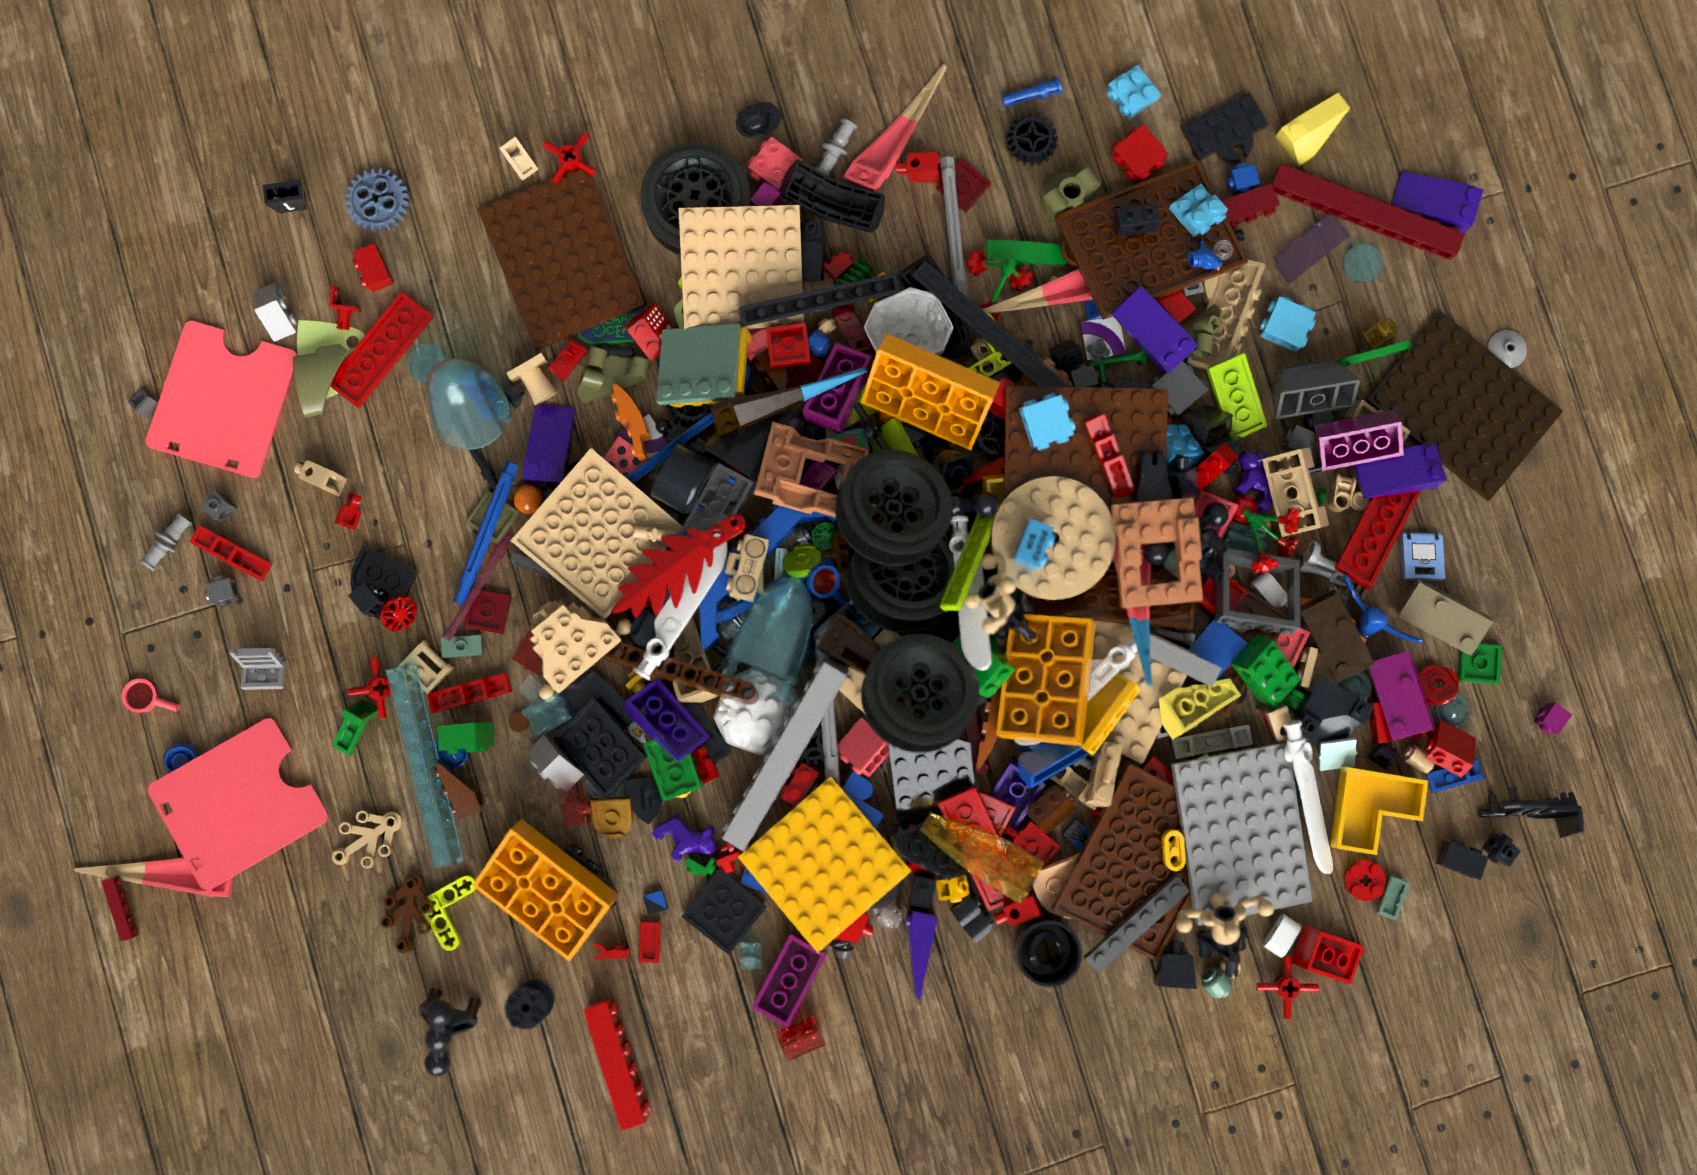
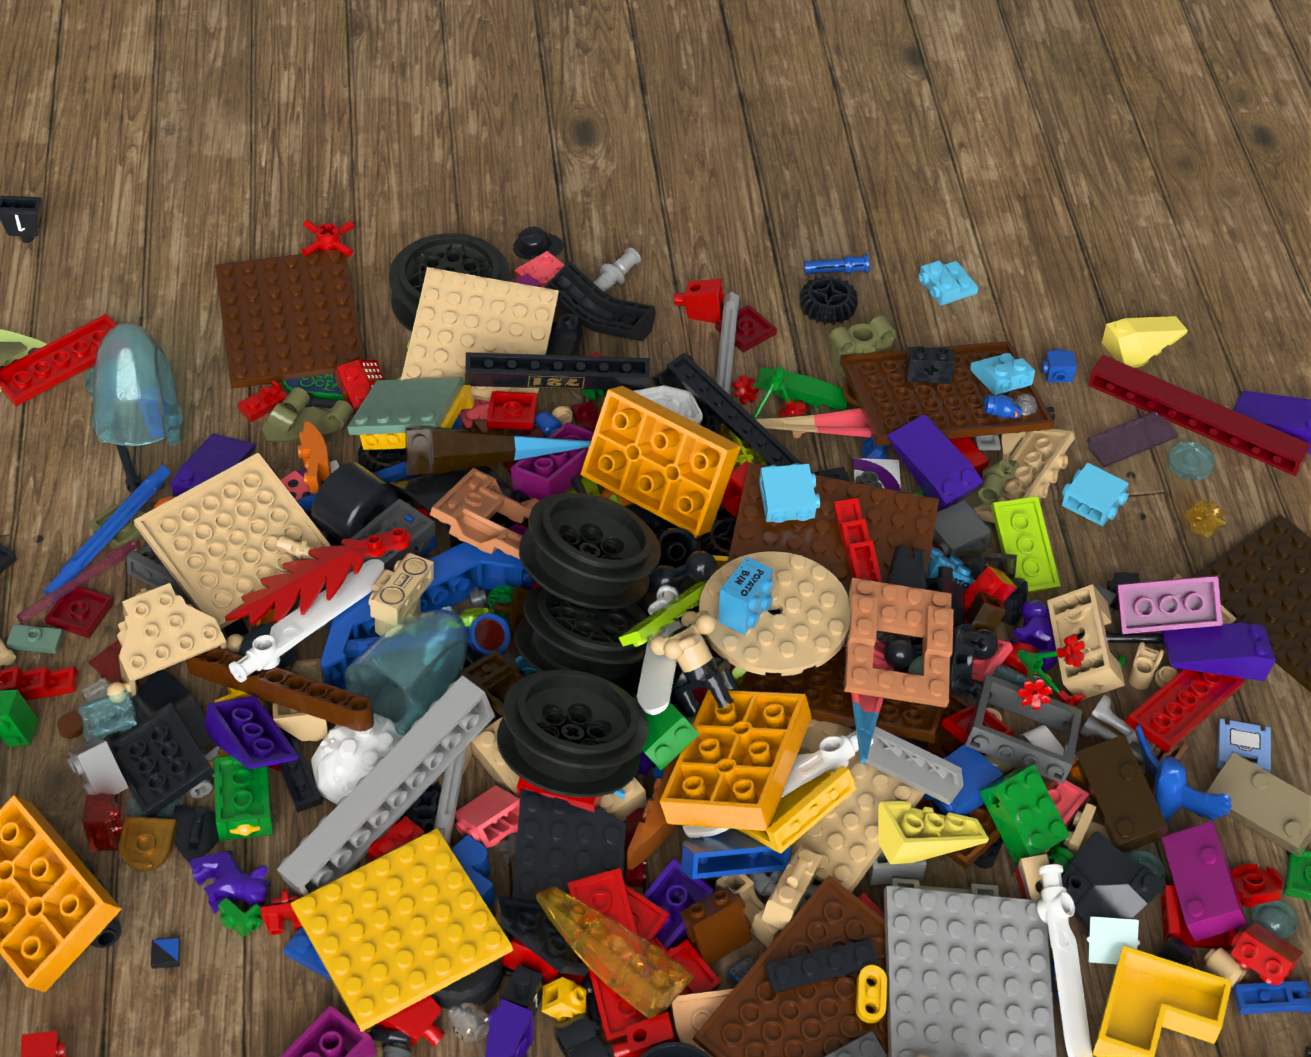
camera: 15 degrees right, 35 degrees down
(343, 311) = (37, 319): red bracket -> none
(371, 183) = (113, 242): sand blue gear -> none
(372, 267) = (84, 292): red brick -> none
(514, 394) = (192, 418): black tile -> none
(518, 158) = (273, 229): tan slope -> none
(534, 379) = (218, 396): tan plant -> none
(616, 952) = (90, 998): red plate -> none
(649, 941) = (141, 999): red tile -> none
(705, 766) = (284, 810): red plate -> none
(724, 911) = (252, 978): black plate -> none
(750, 956) = (269, 1034): clear light blue plate -> none
(880, 157) = (662, 288): coral plate -> none
(1135, 836) = (820, 966): none -> black plate
(1138, 154) = (945, 325): red brick -> none
(1216, 489) = (985, 612): none -> dark brown brick
(1225, 129) = (1045, 326): black plate -> none
(1251, 205) = (1066, 387): dark red brick -> none
(1313, 389) = (1119, 548): dark grey hips -> none
(1375, 353) = (1193, 533): green tile -> none

